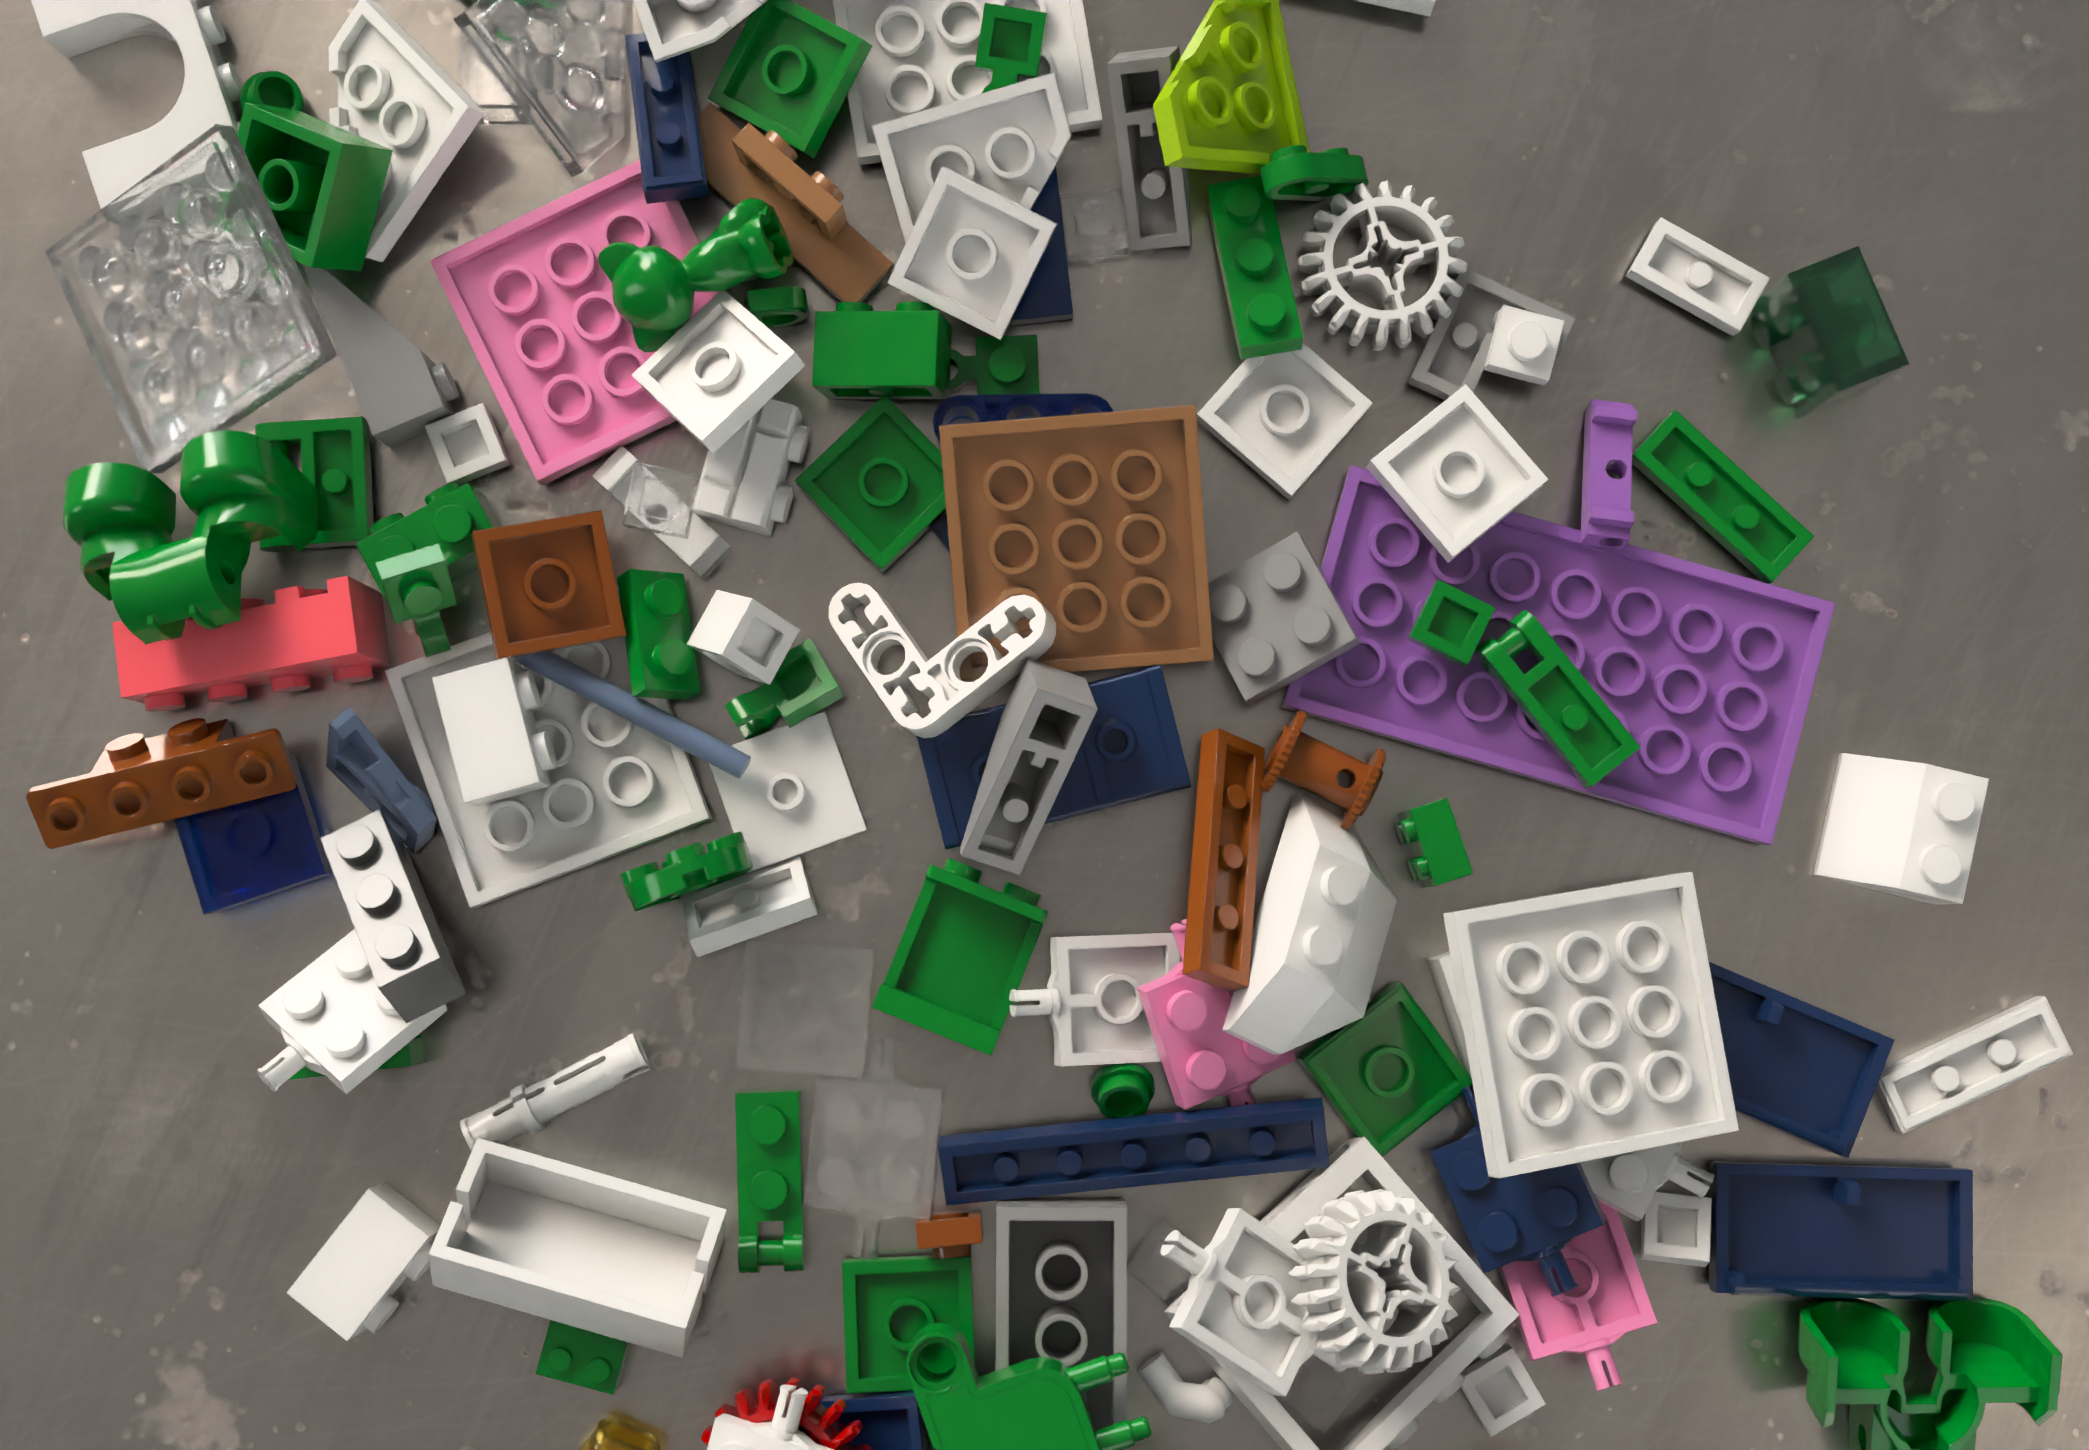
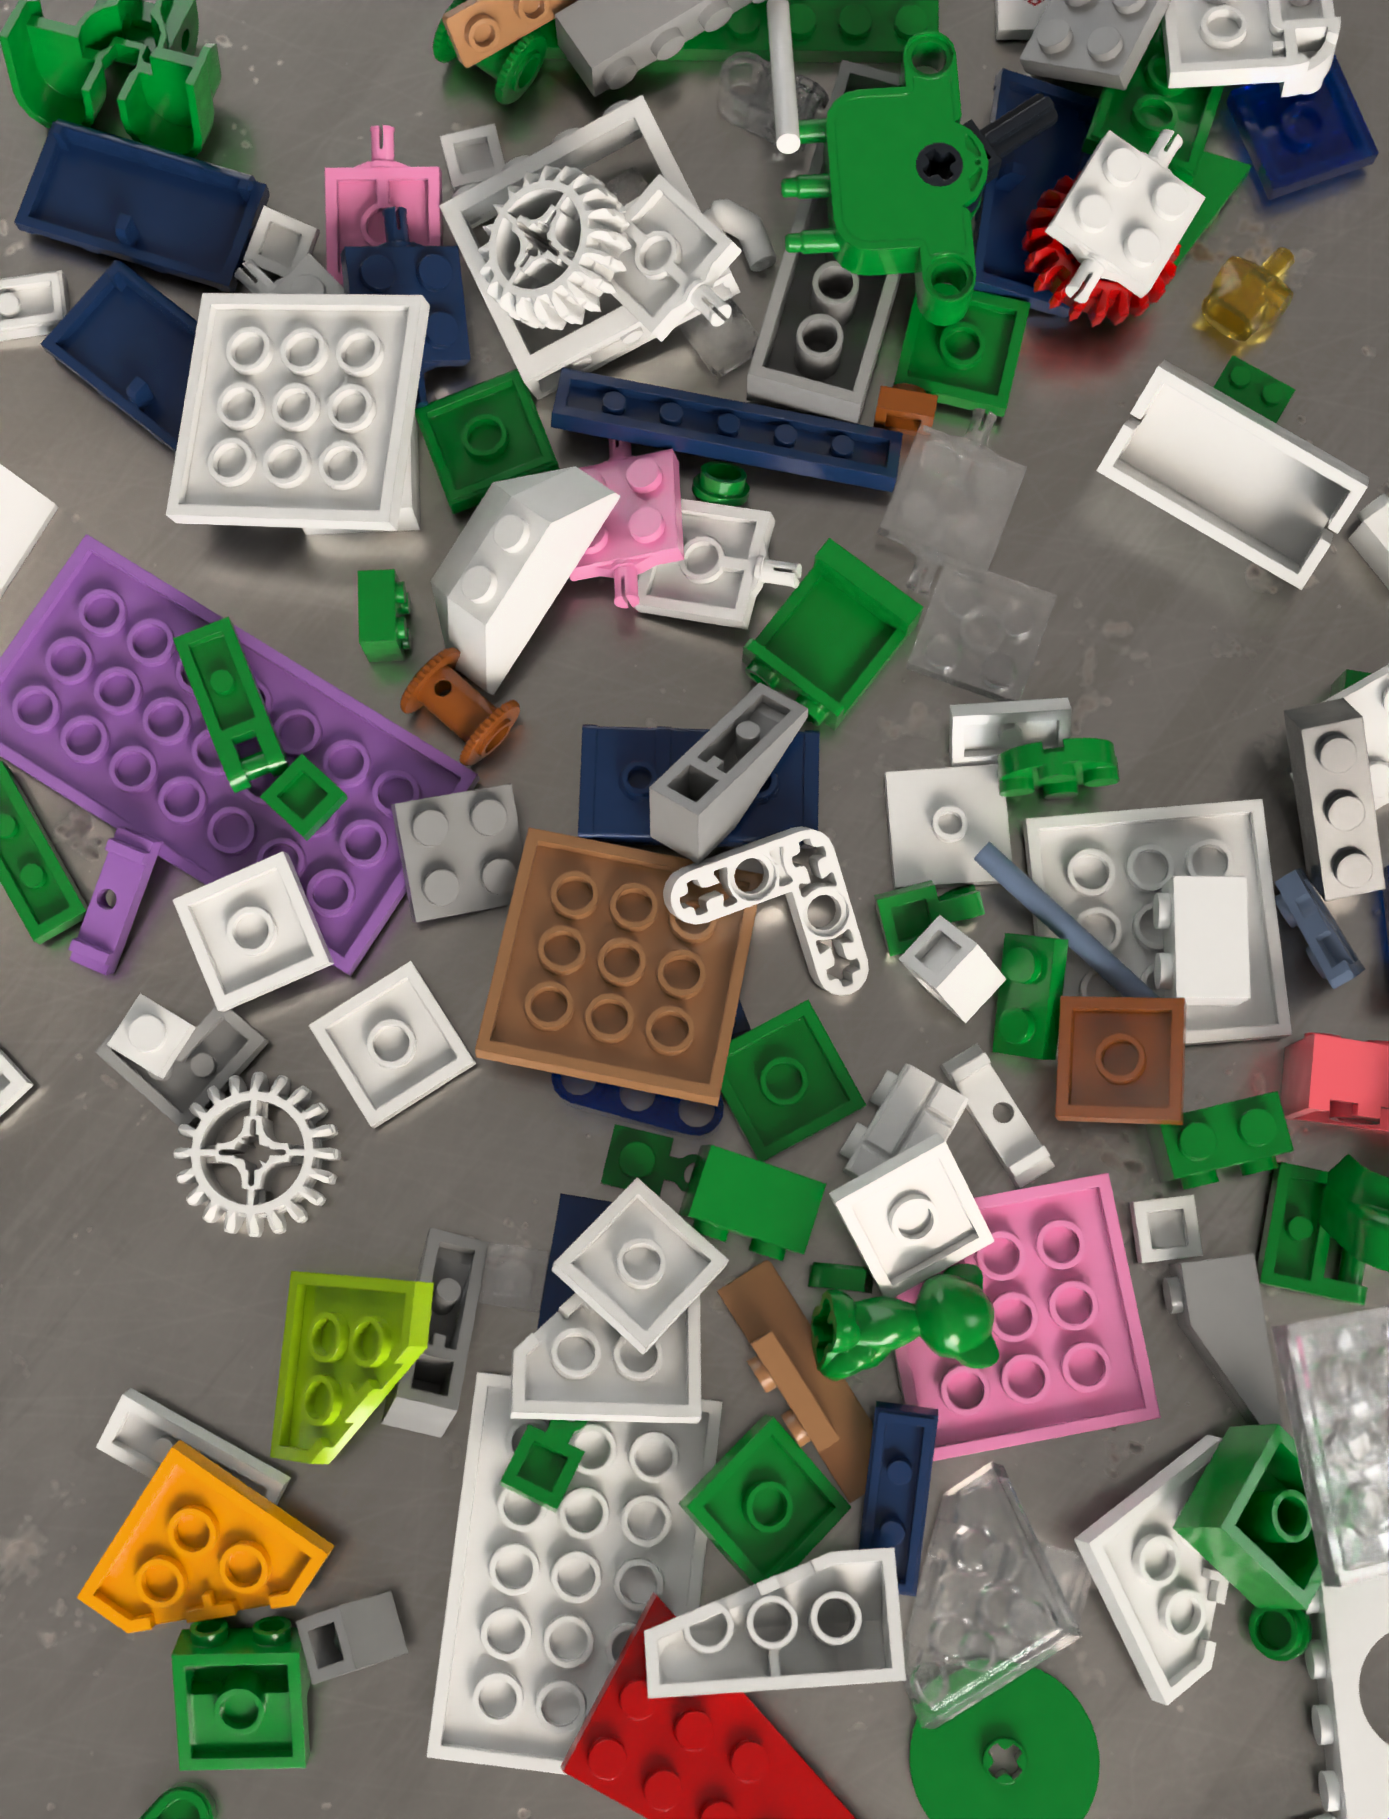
camera: 160 degrees left, 5 degrees down
(416, 589) = (1244, 1086): green plate -> none
(534, 1105) = (1243, 615): white pin -> none
(660, 500) = (996, 1117): clear plate -> none
(770, 1178) = (1050, 501): green plate -> none
(1224, 861) = (573, 646): dark orange plate -> none
(1253, 268) = (377, 1186): green plate -> none
(1312, 175) = (308, 1257): green plate -> none

